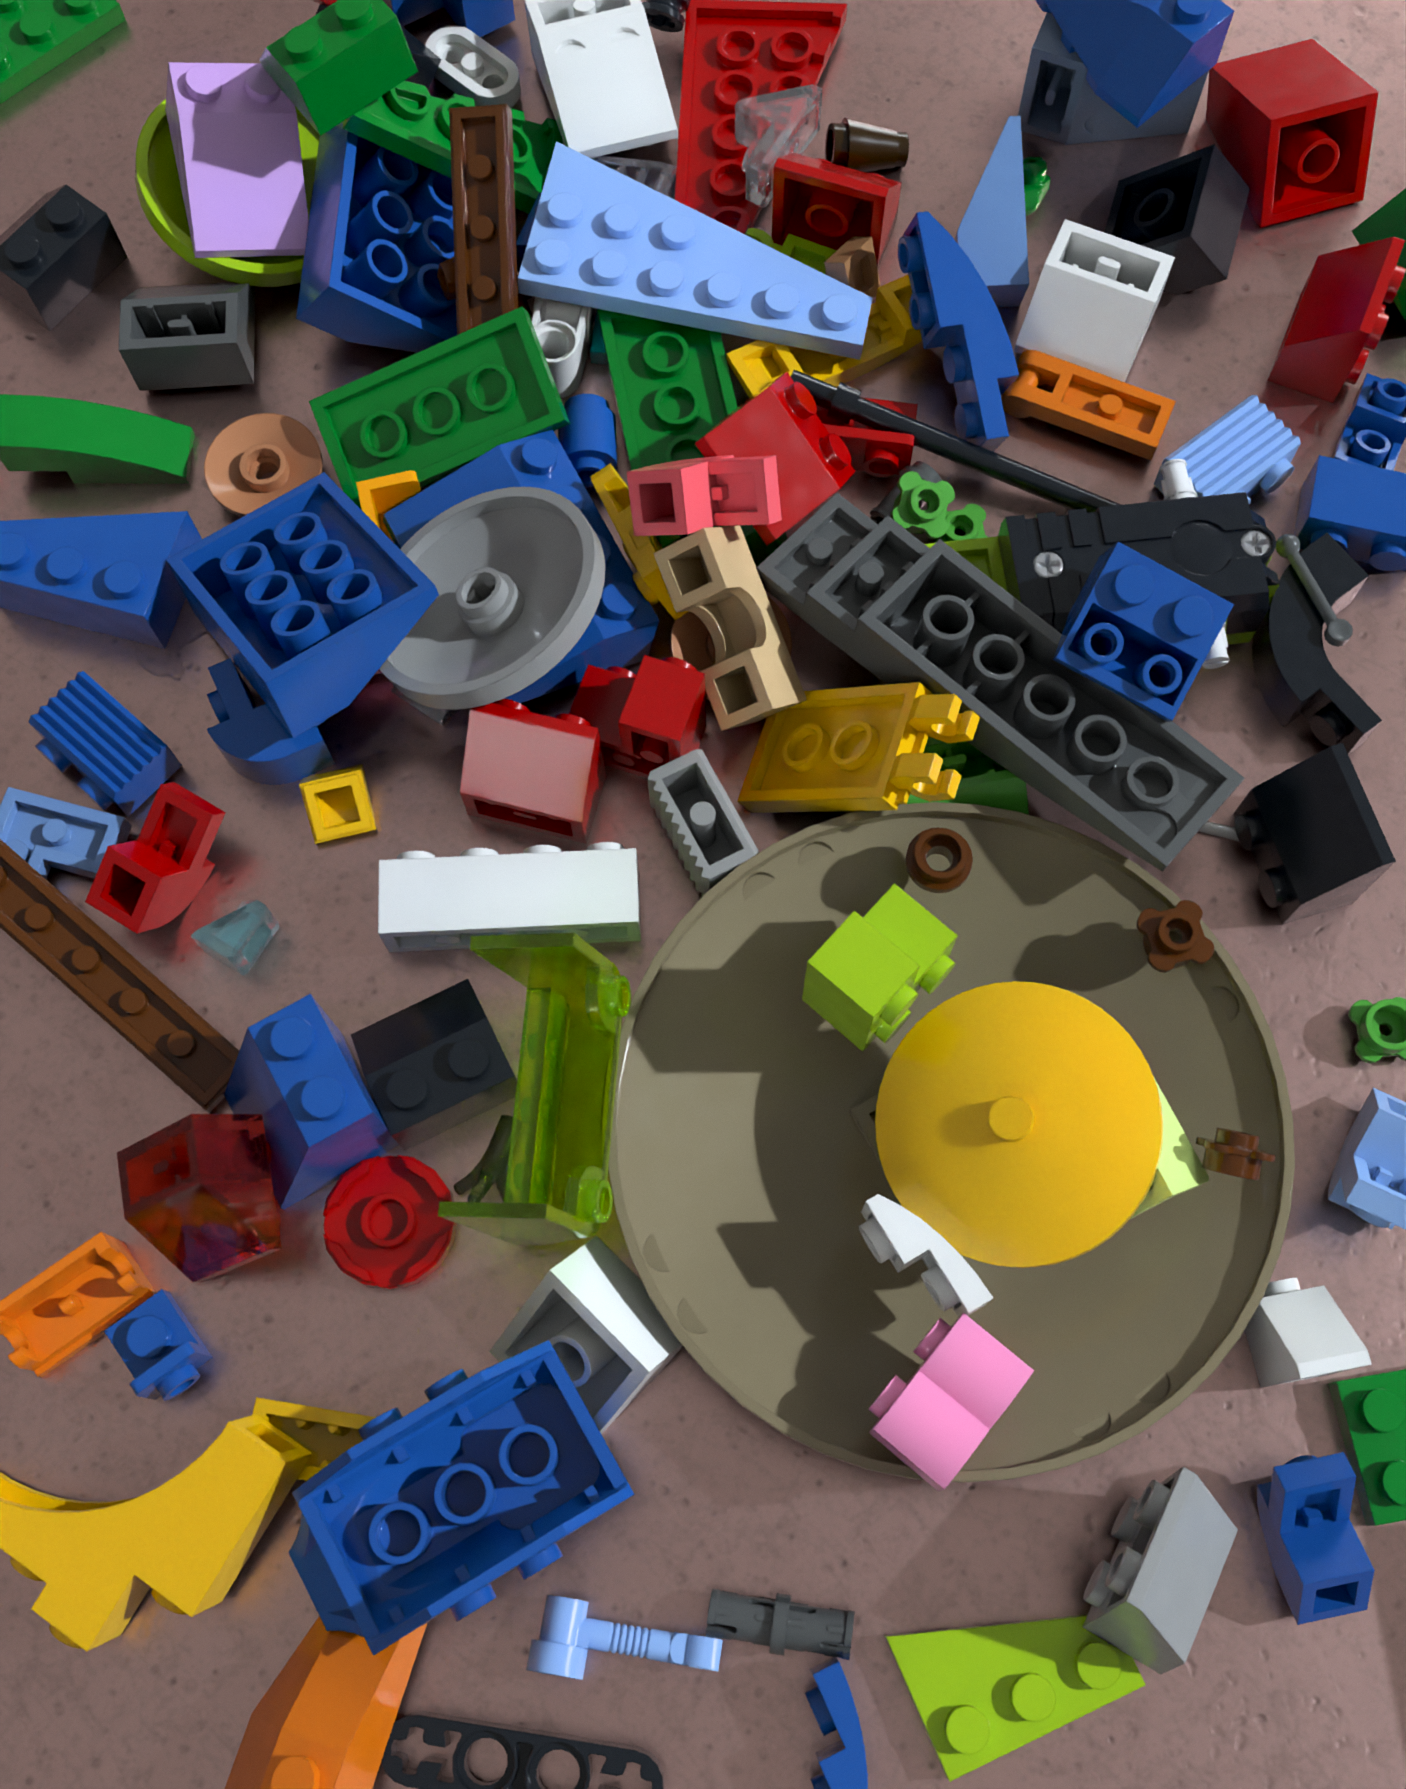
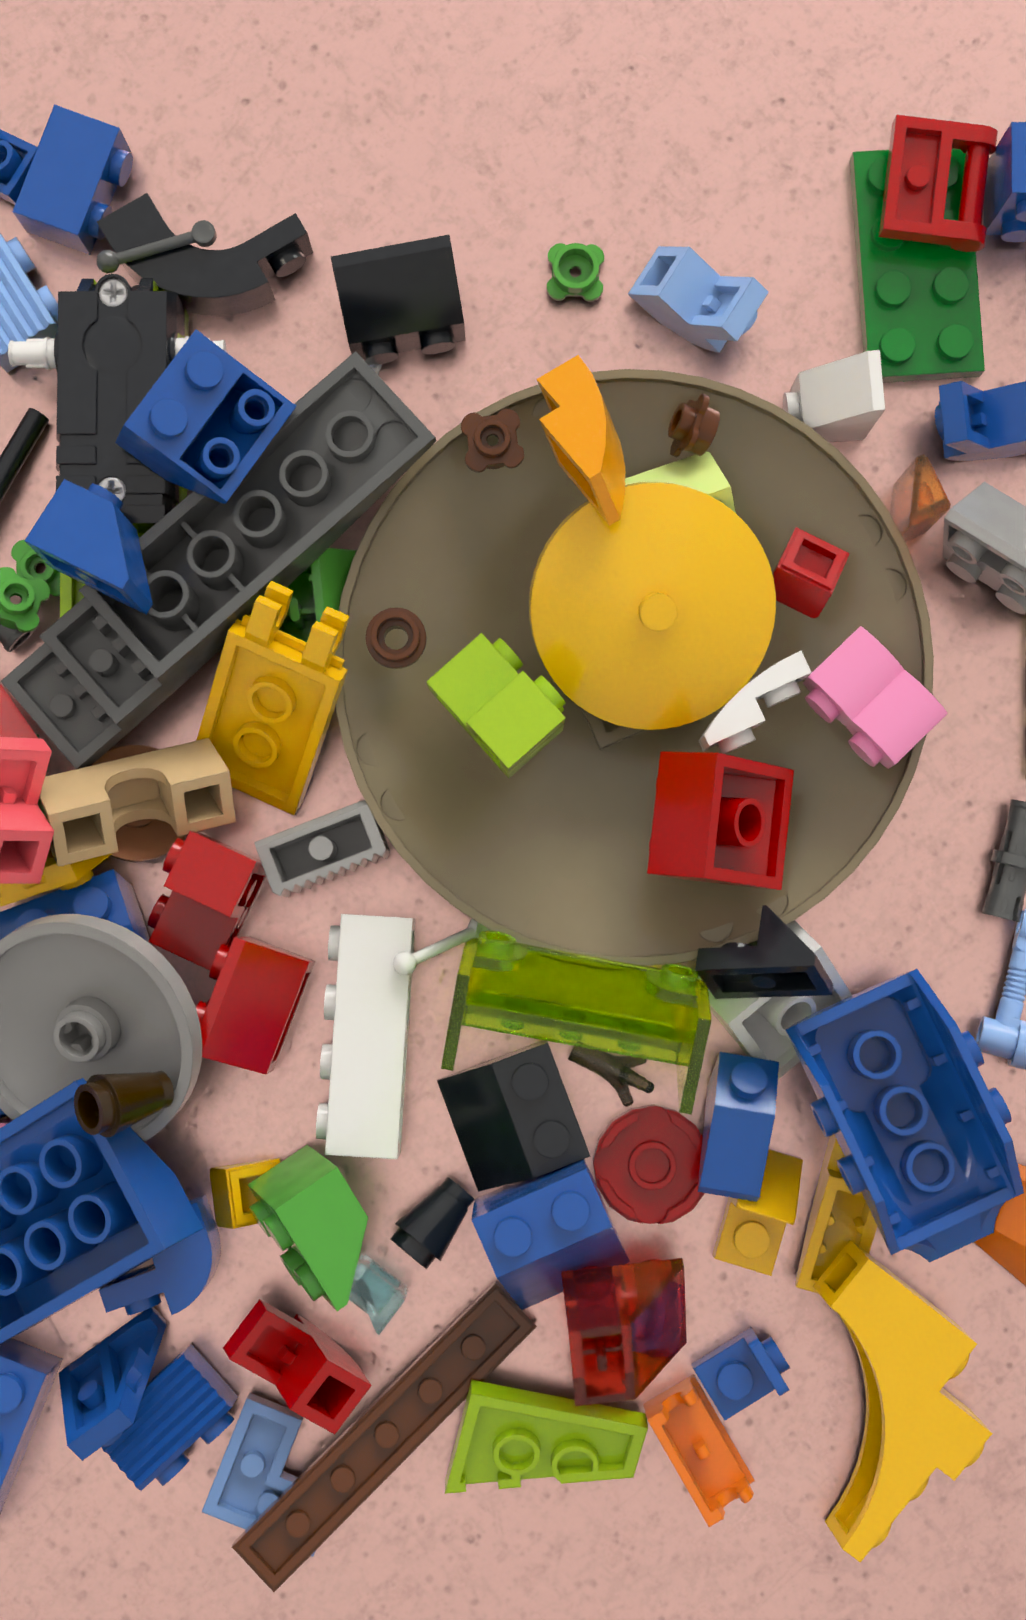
camera: 85 degrees left, 15 degrees up
(86, 1118) = (533, 1435): none -> lime wing
(136, 679) = (108, 1382): none -> blue wing
(304, 973) = (432, 1223): none -> black cone
(310, 850) = (314, 1217): none -> bright green slope
(346, 1348) = (754, 1230): none -> yellow slope
(417, 627) = (120, 1100): none -> dark brown cone
(435, 1303) = (738, 1126): none -> blue slope
(589, 916) = (406, 963): none -> white hinge
(618, 1307) = (774, 968): none -> black slope
(782, 1234) = (720, 819): none -> red slope
(991, 540) = (93, 543): none -> blue slope
(1087, 1309) = (808, 573): none -> red slope
(1193, 1444) = (918, 499): none -> clear orange slope
(1198, 1021) = (584, 436): none -> light orange slope

